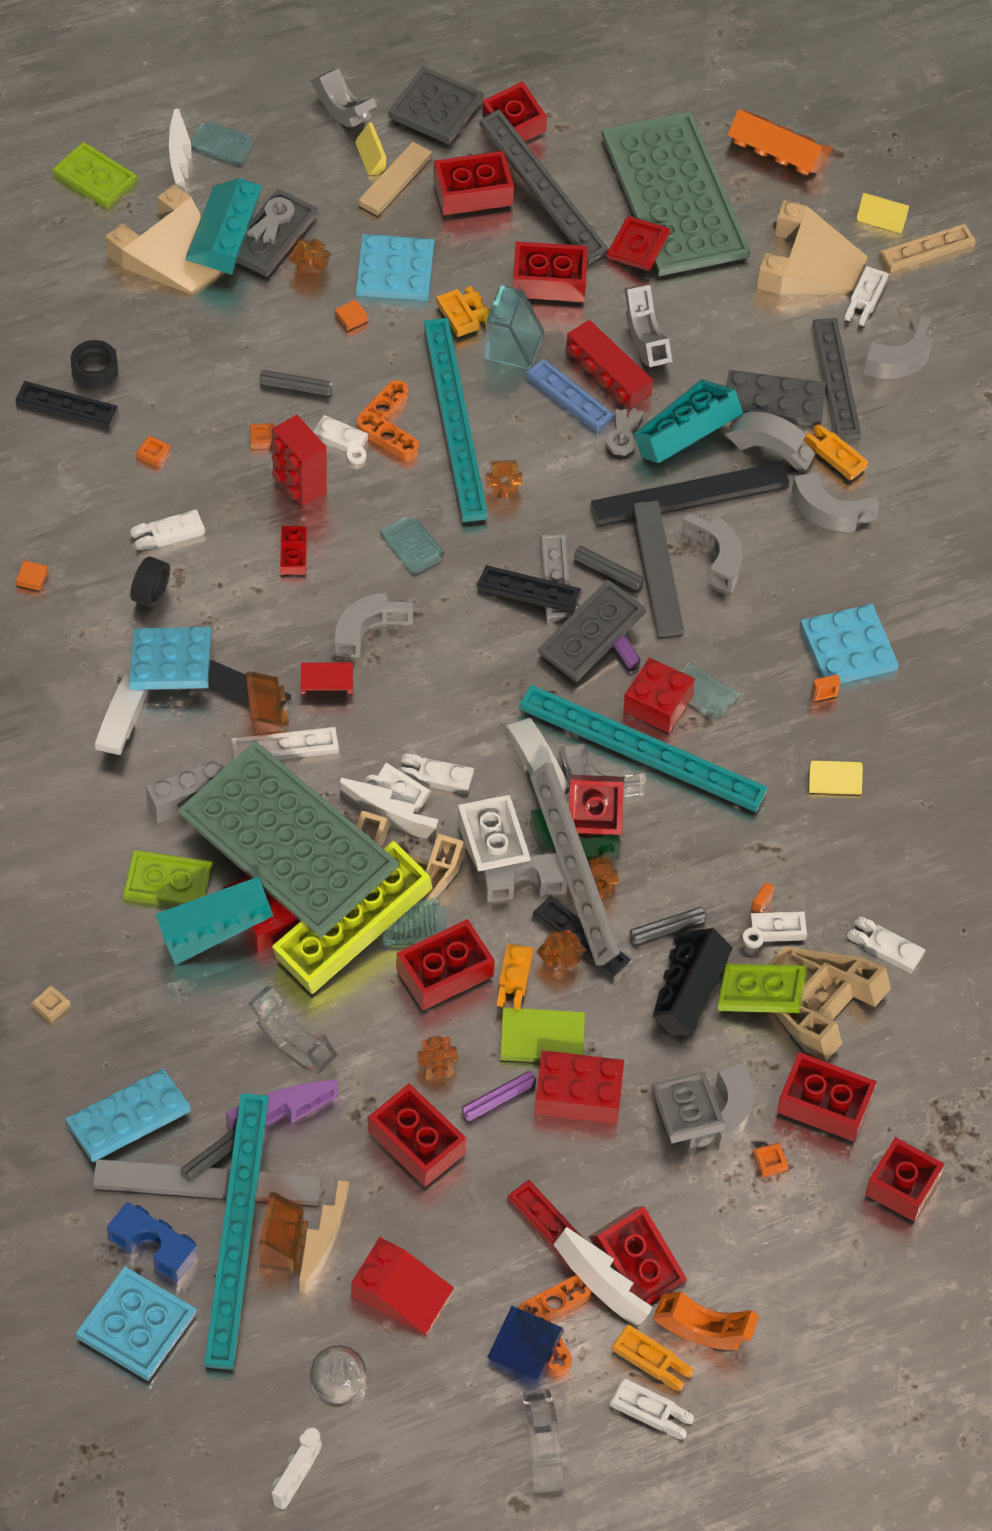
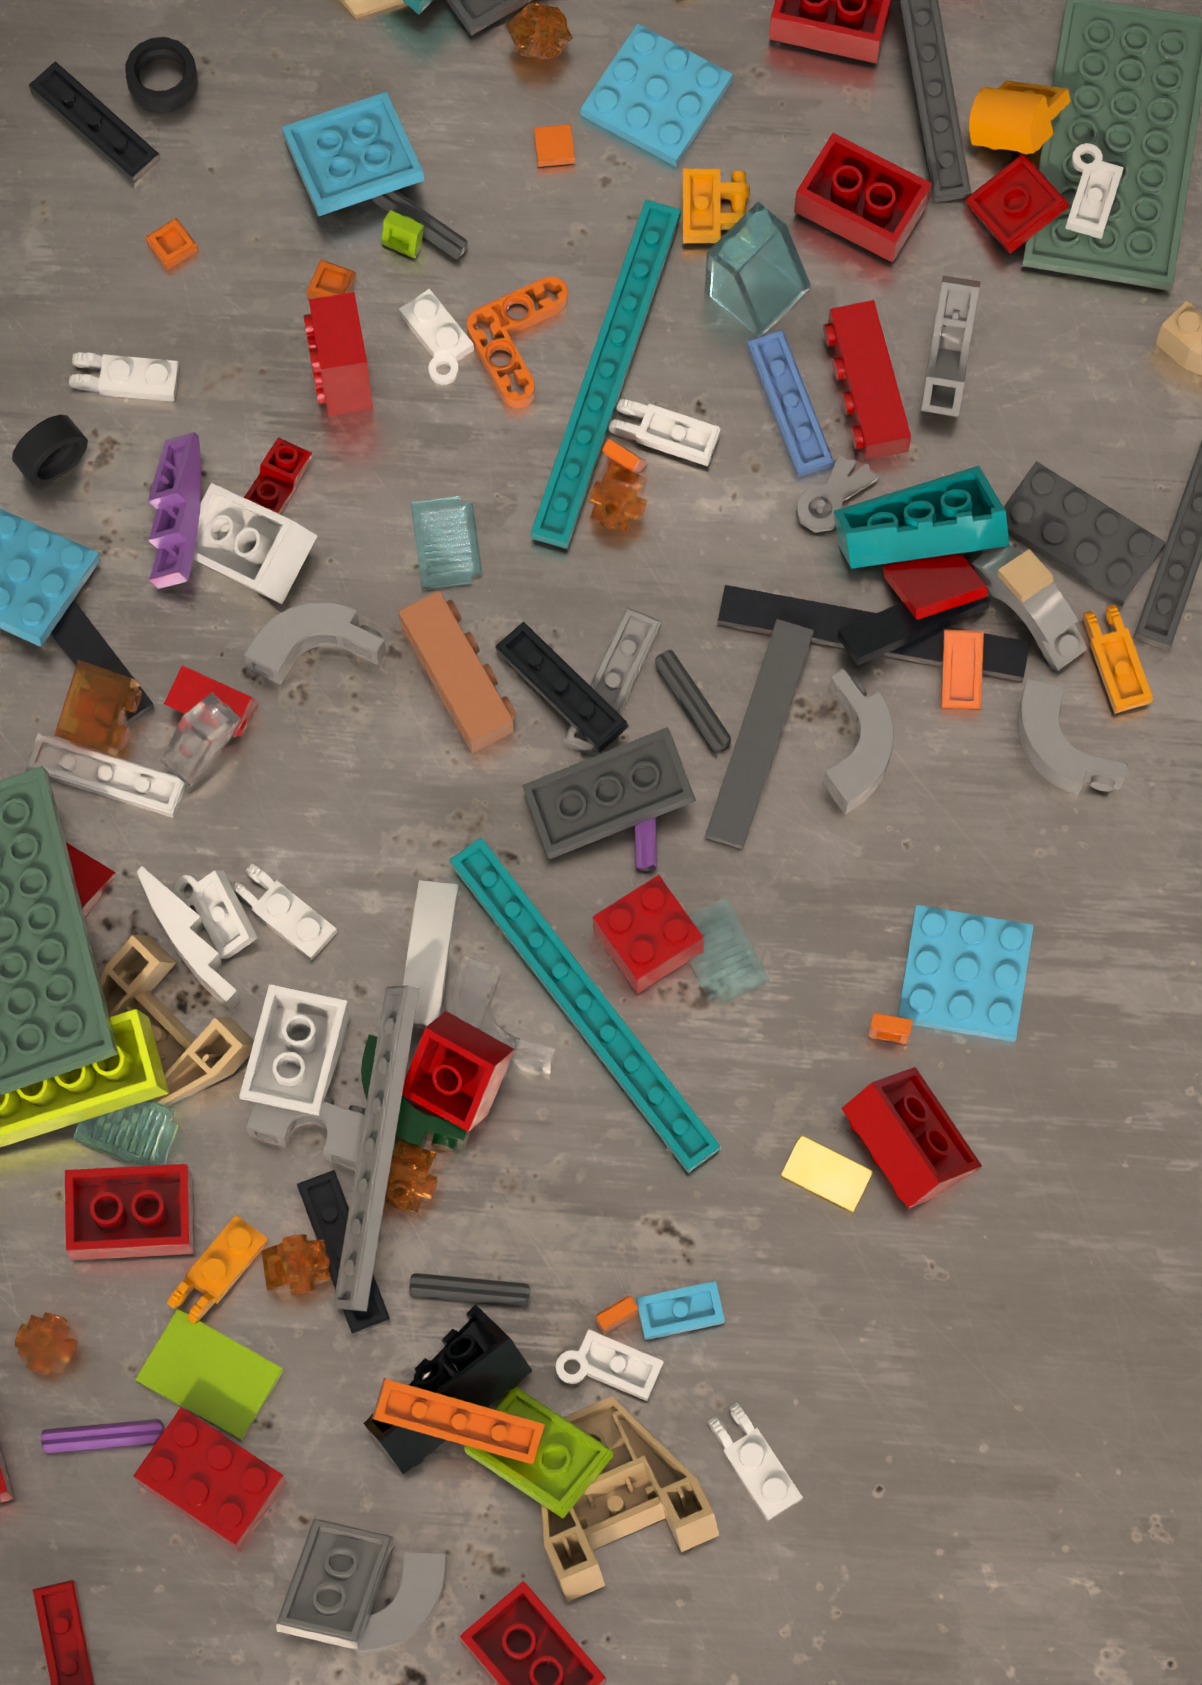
camera: 30 degrees right, 15 degrees up
(237, 360) = (352, 153): none -> medium azure plate
(245, 586) = (177, 501): none -> medium lavender slope
(291, 391) = (402, 234): none -> lime plate
(298, 585) = (250, 543): none -> white slope
(336, 696) = (199, 738): none -> clear slope
(463, 605) = (456, 671): none -> nougat brick
(490, 454) = (624, 456): none -> orange tile
(507, 435) = (667, 431): none -> white hinge
(612, 198) = (1016, 115): none -> light orange brick
(680, 219) = (1094, 193): none -> white hinge
(710, 474) = (898, 627): none -> black tile
(711, 450) = (935, 583): none -> red tile
(711, 982) = (458, 1421): none -> orange plate
(753, 489) = (962, 669): none -> orange tile
(765, 419) = (1025, 575): none -> tan tile
(797, 883) = (680, 1310): none -> medium azure plate
(870, 739) = (910, 1136): none -> red slope

